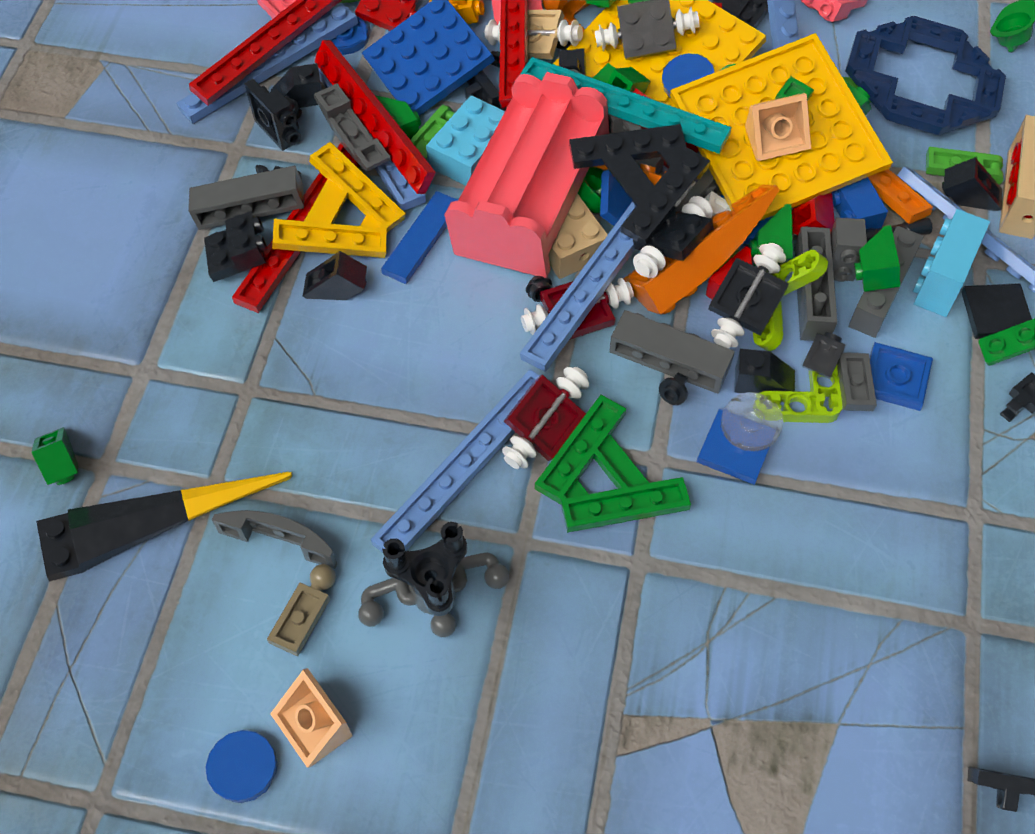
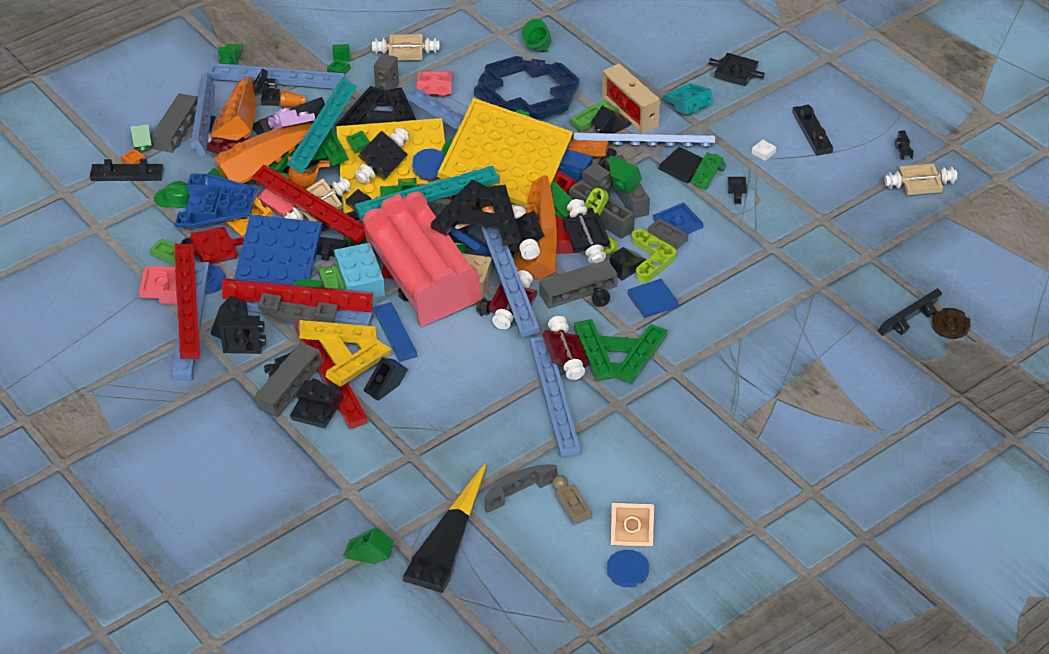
camera: 50 degrees left, 15 degrees down
(430, 578) = (611, 434): wheel -> none
(751, 422) = (648, 281): clear tile -> none
(779, 127) = (511, 151): light nougat slope -> none
(794, 87) = (498, 132): green tile -> none
(824, 354) = (644, 231): black bracket -> none
(951, 263) = (647, 155): medium azure brick -> none

